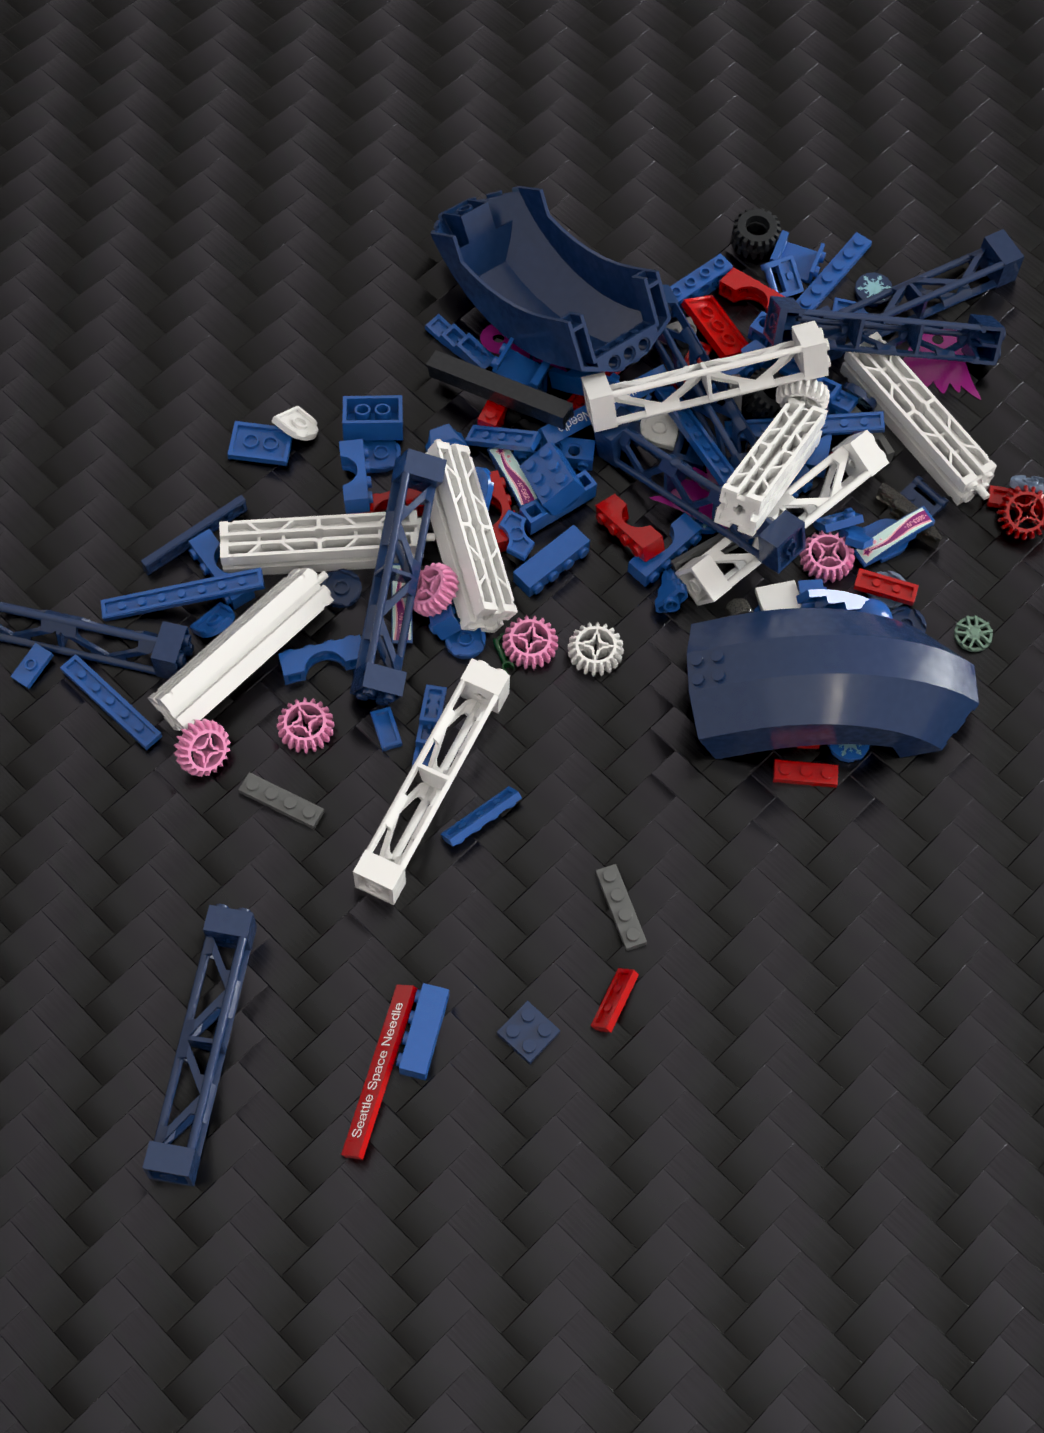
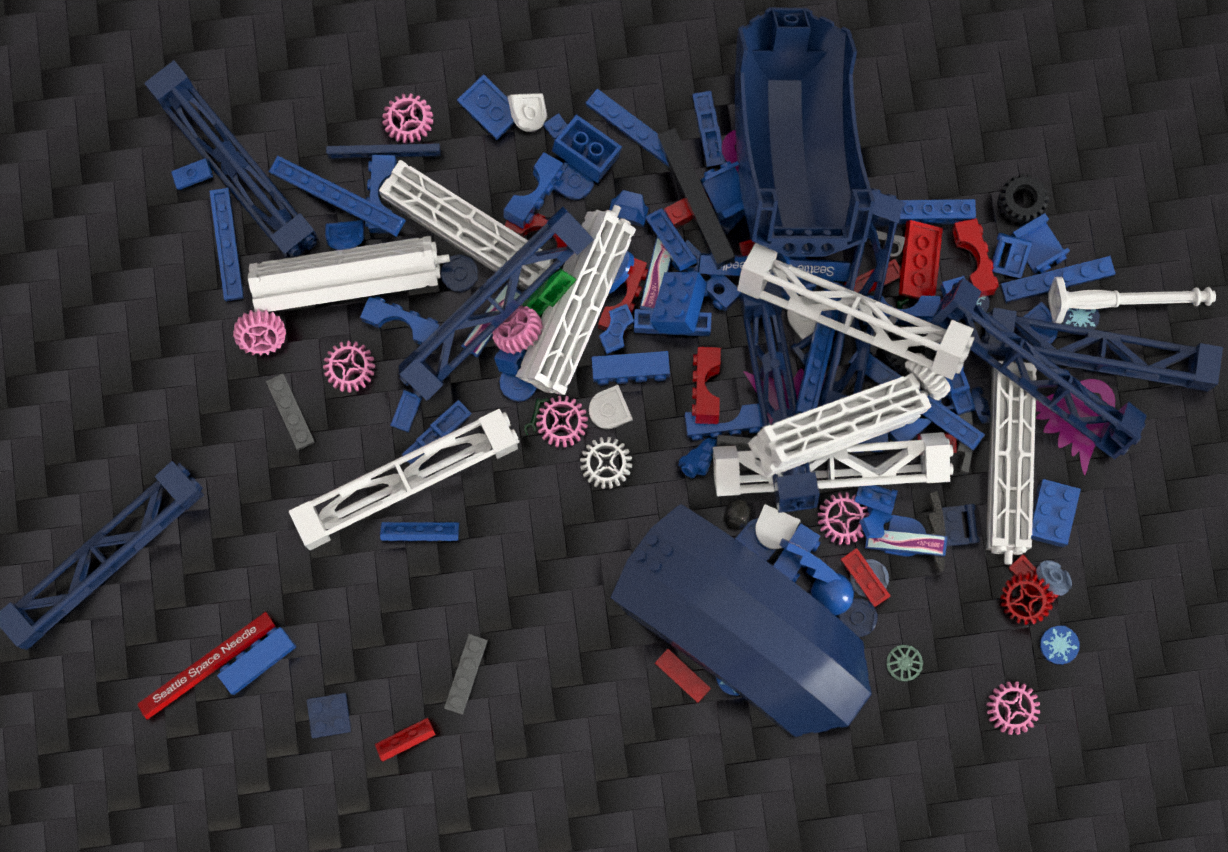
camera: 40 degrees right, 15 degrees up
(183, 496) = (420, 126): none -> bright pink gear
(330, 423) = (555, 126): none -> blue plate
(394, 383) = (626, 123): none -> blue plate
(438, 536) = (549, 292): none -> green slope
(561, 607) = (609, 409): none -> white tile
(850, 280) = (1062, 300): none -> white piece
(990, 434) = (1054, 512): none -> blue brick

